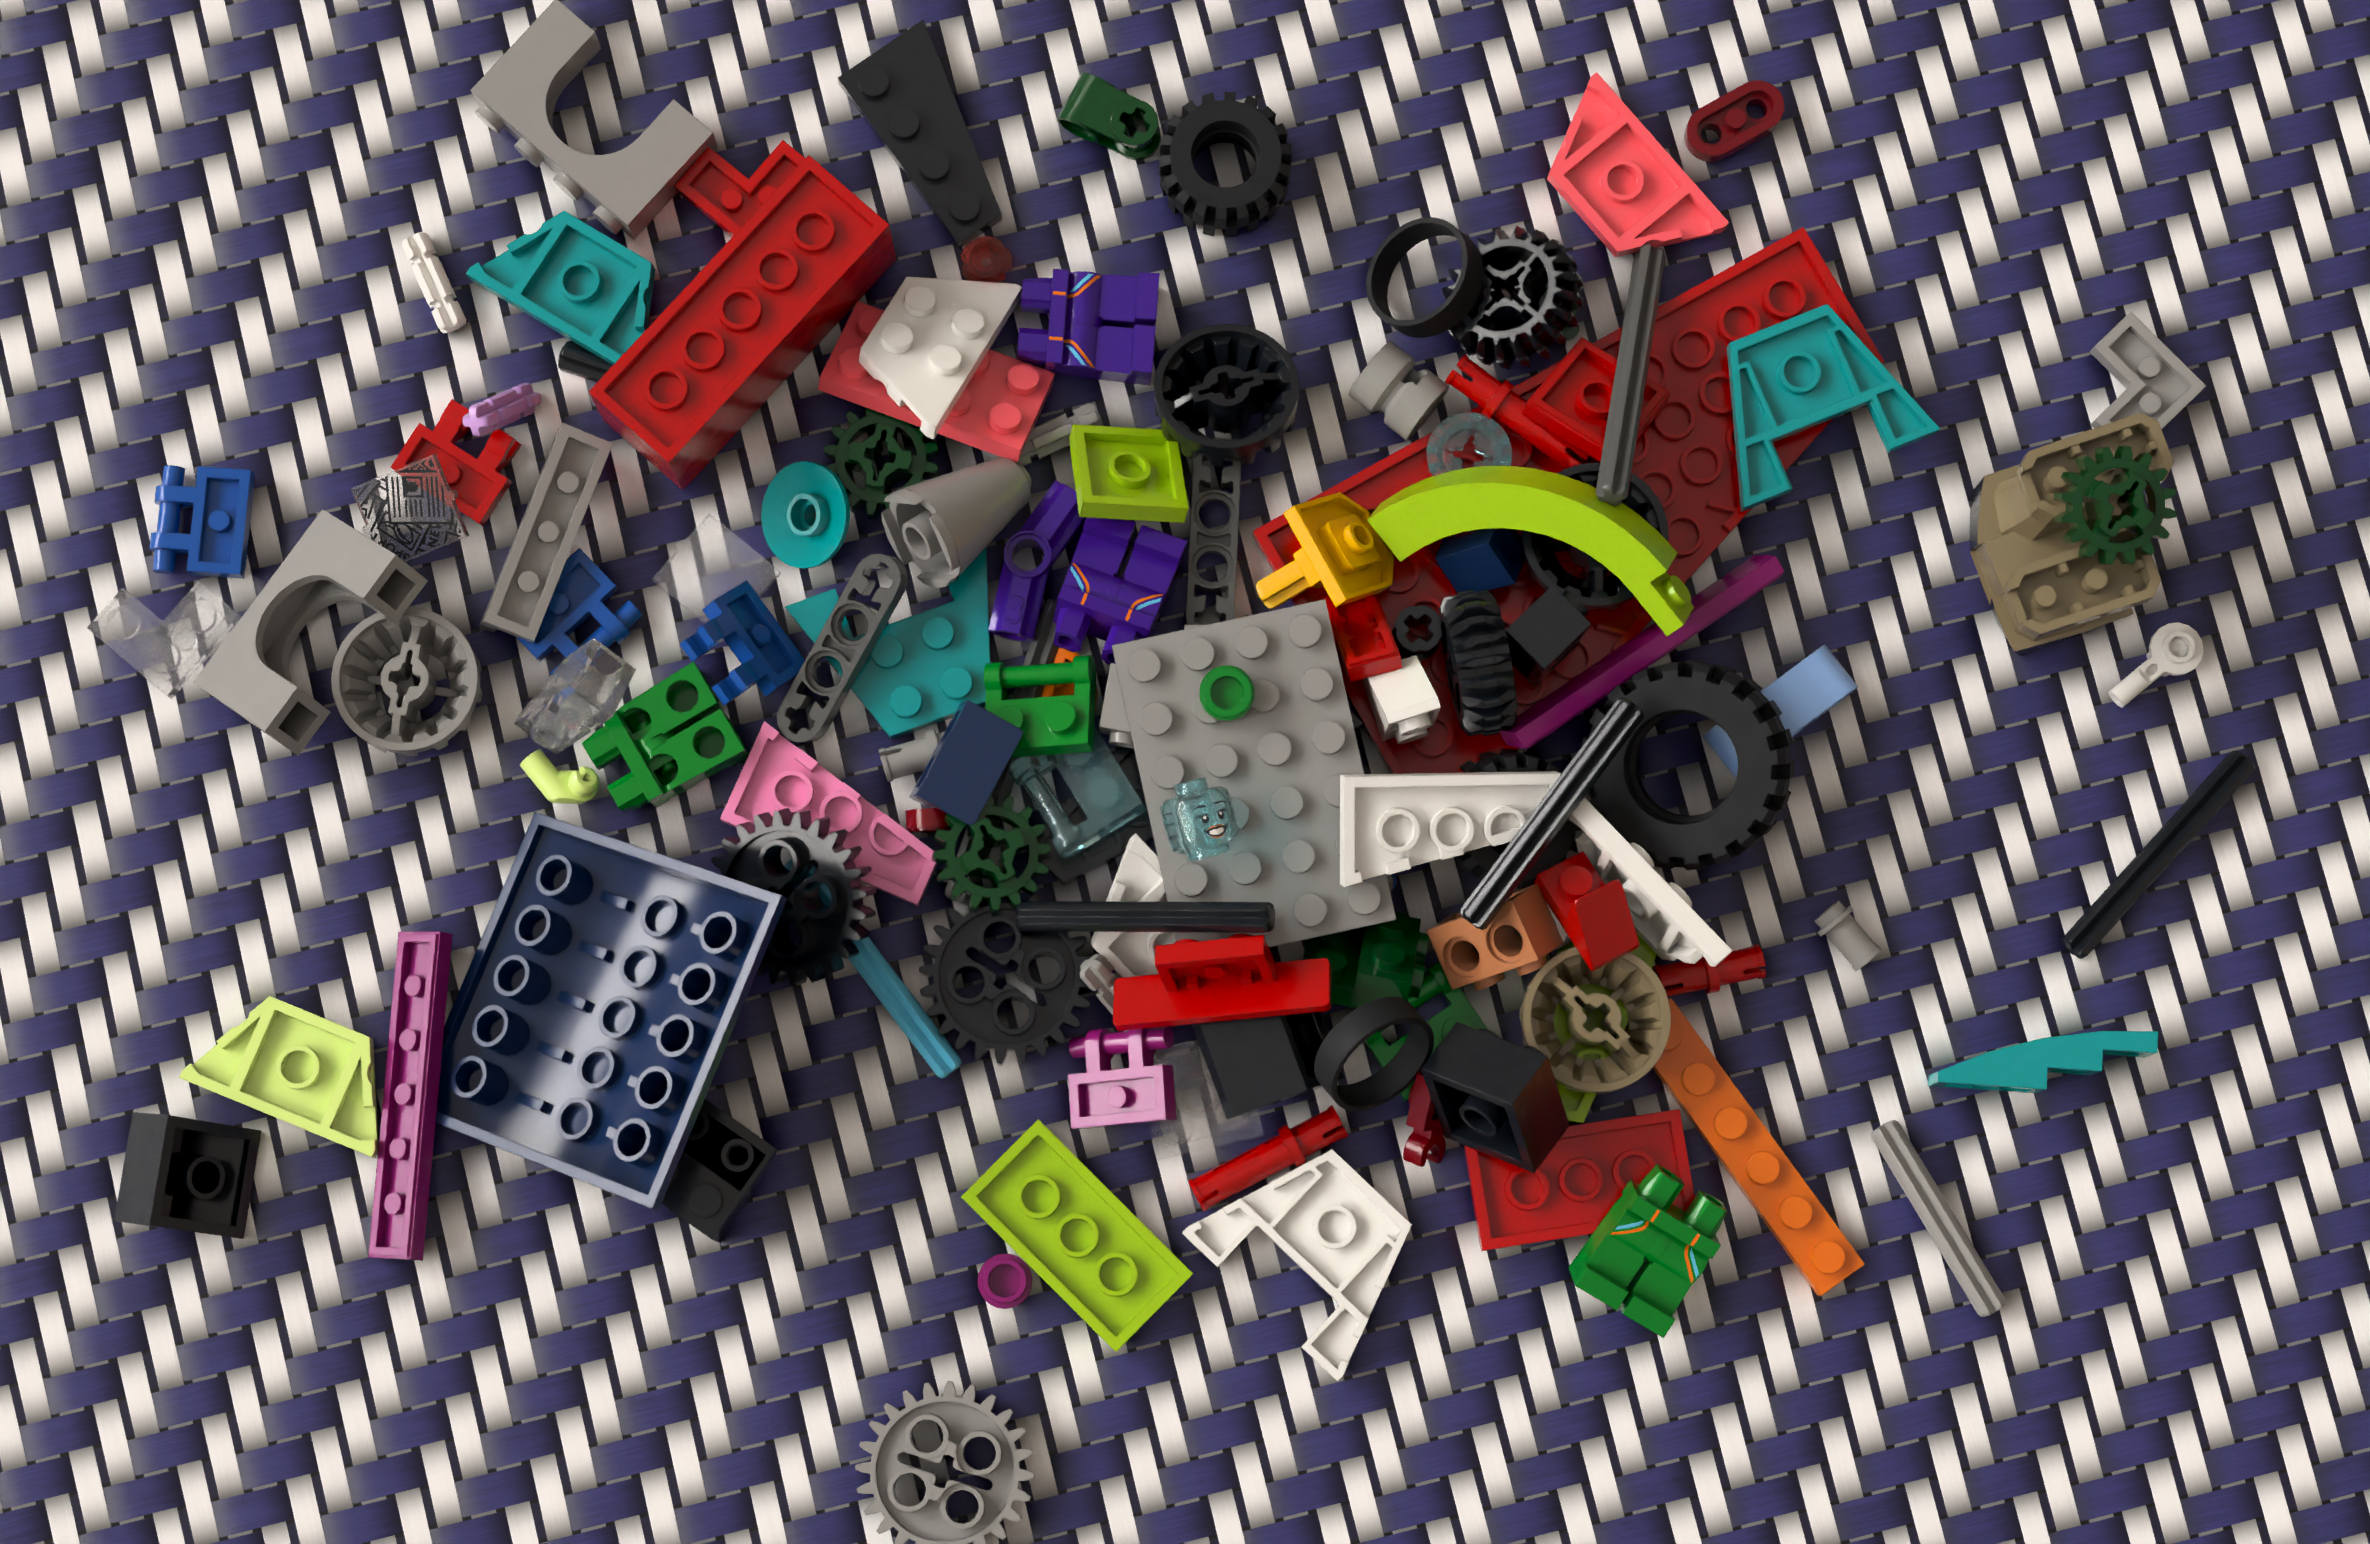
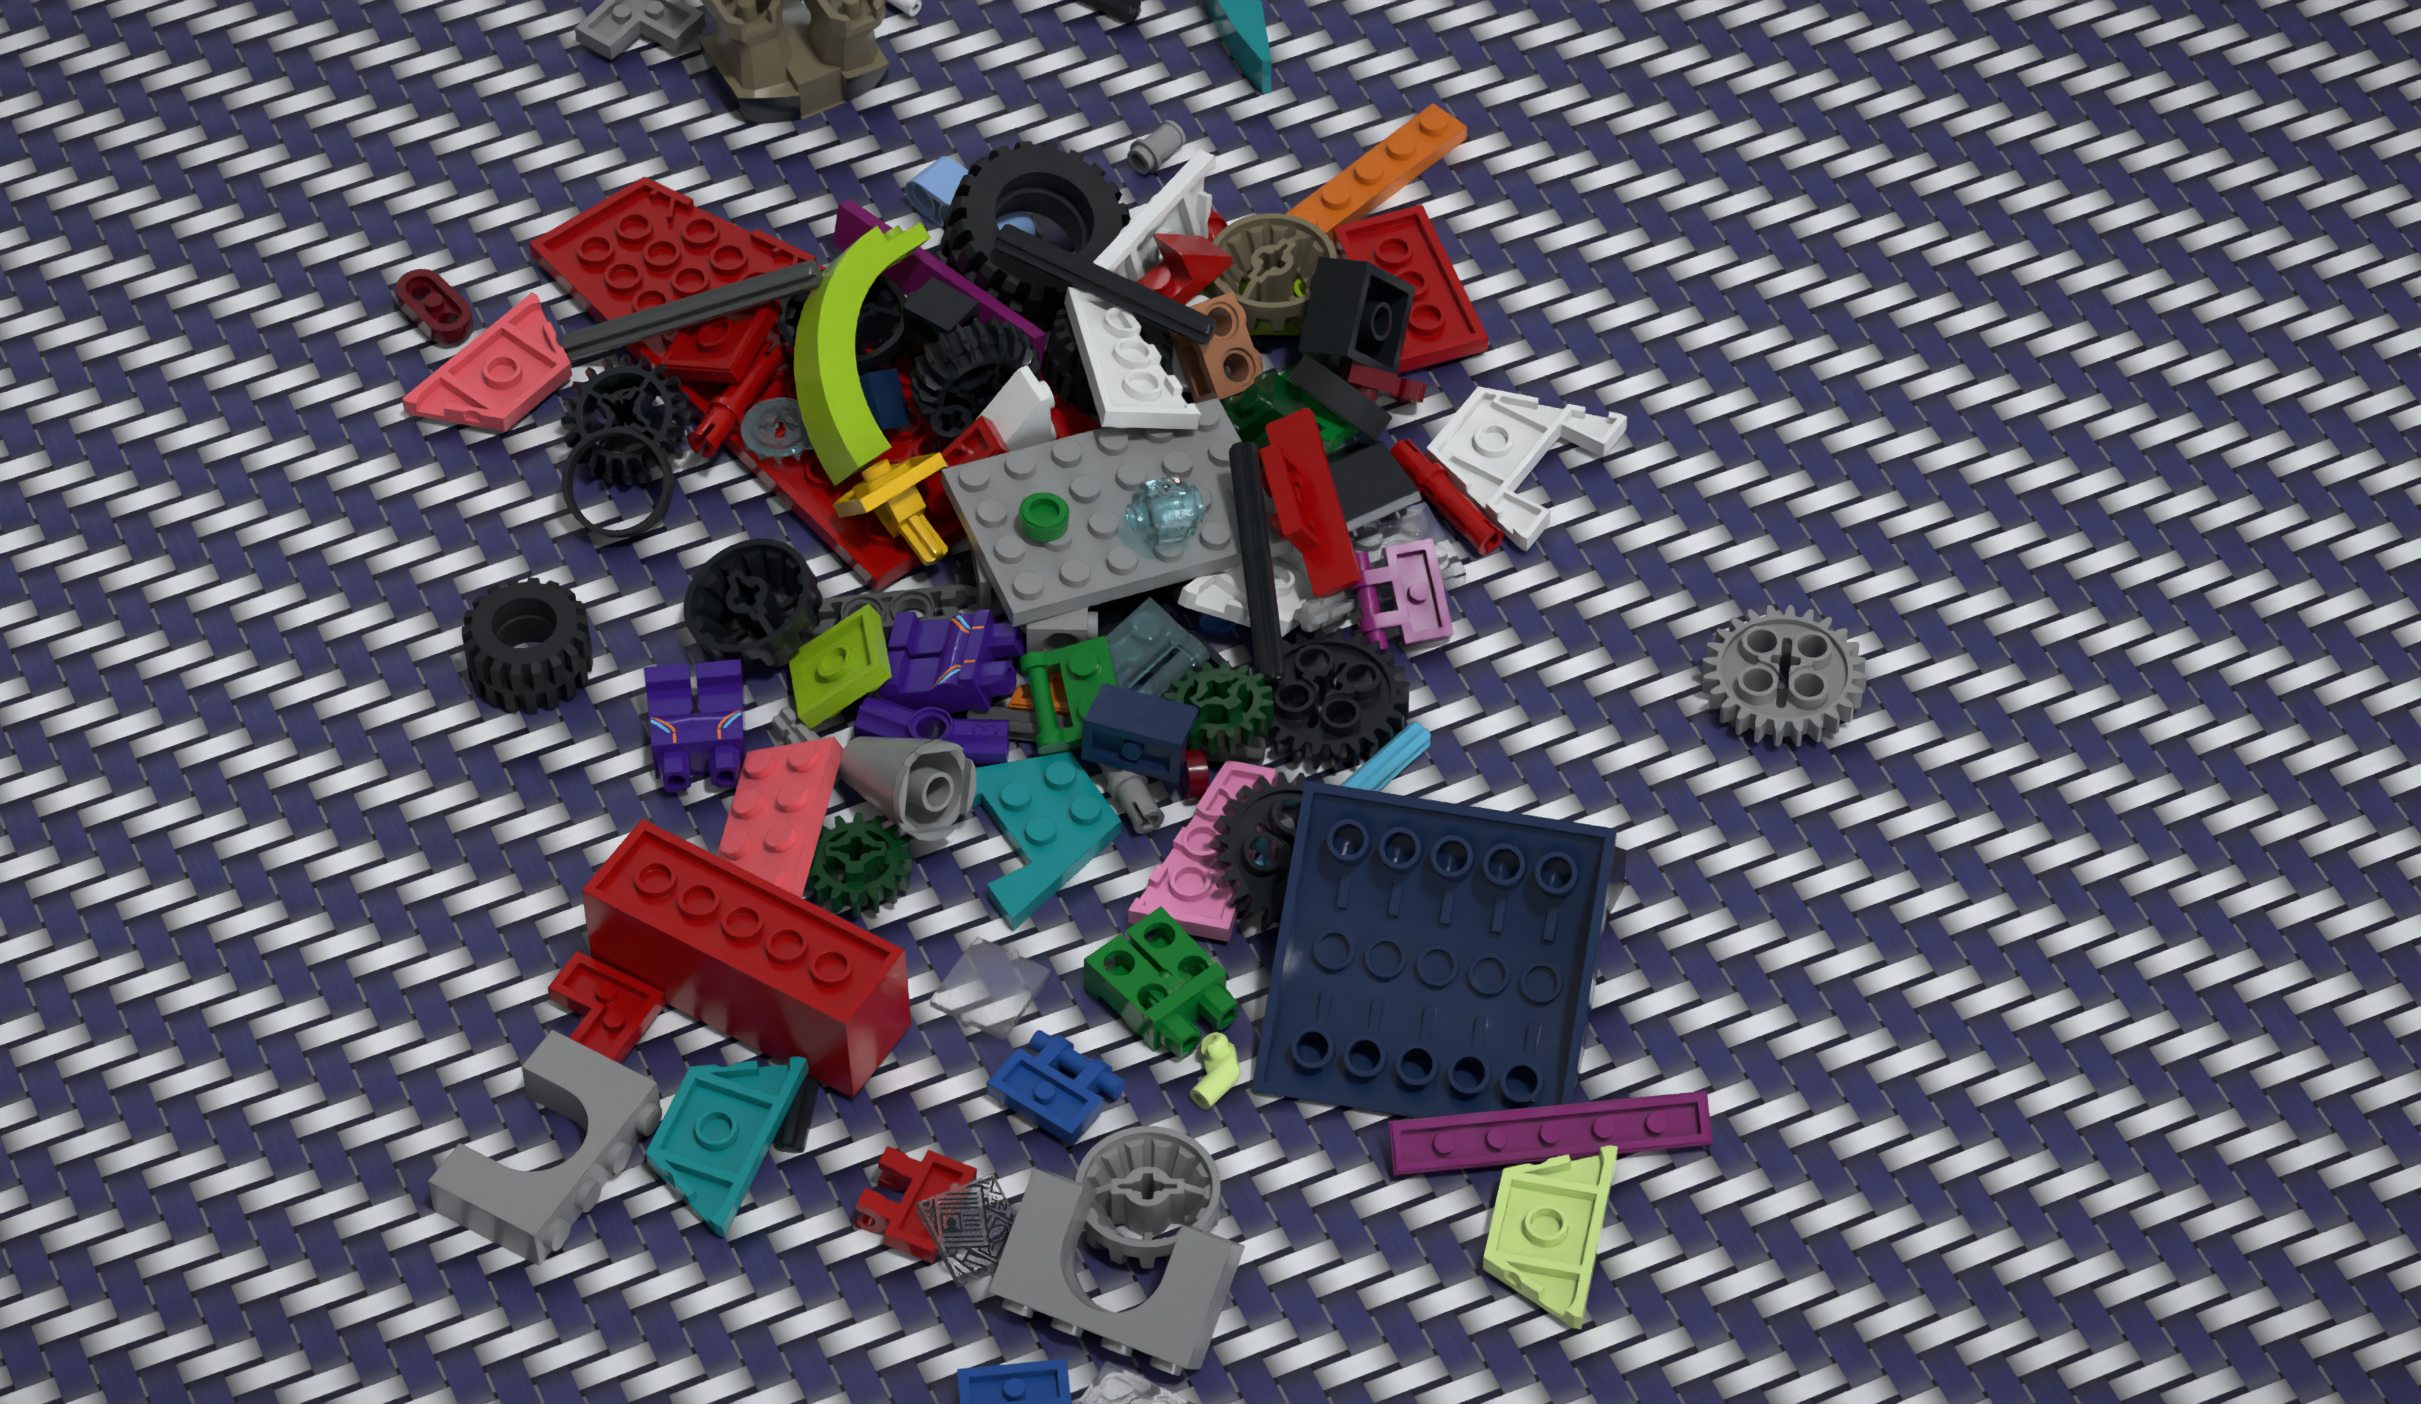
camera: 95 degrees left, 30 degrees down
(187, 1175) = (1675, 1301): black slope -> none
(434, 282) = (733, 1261): white axle -> none
(501, 409) = (860, 1158): lavender axle -> none
(546, 533) = (976, 1104): light grey fence -> none
(576, 697) = (1136, 1048): clear slope -> none
(755, 639) = (1046, 934): blue plate -> none
(790, 514) = (946, 905): teal dish -> none
(836, 644) = (1050, 848): dark grey beam -> none
(919, 123) = (514, 896): black wing -> none
(935, 342) = (746, 819): white wing -> none
(989, 248) = (643, 808): clear red plate -> none
(1004, 1281) = (1602, 664): magenta plate -> none
(1077, 1235) = (1548, 617): lime plate -> none
(1102, 114) = (490, 740): dark green piece -> none
(1398, 390) = (721, 497): light grey wheel -> none
(1649, 1250) = (1457, 220): green hips -> none
(1800, 378) = (677, 222): teal wing -> none
(1938, 1218) = (1381, 67): light grey axle -> none

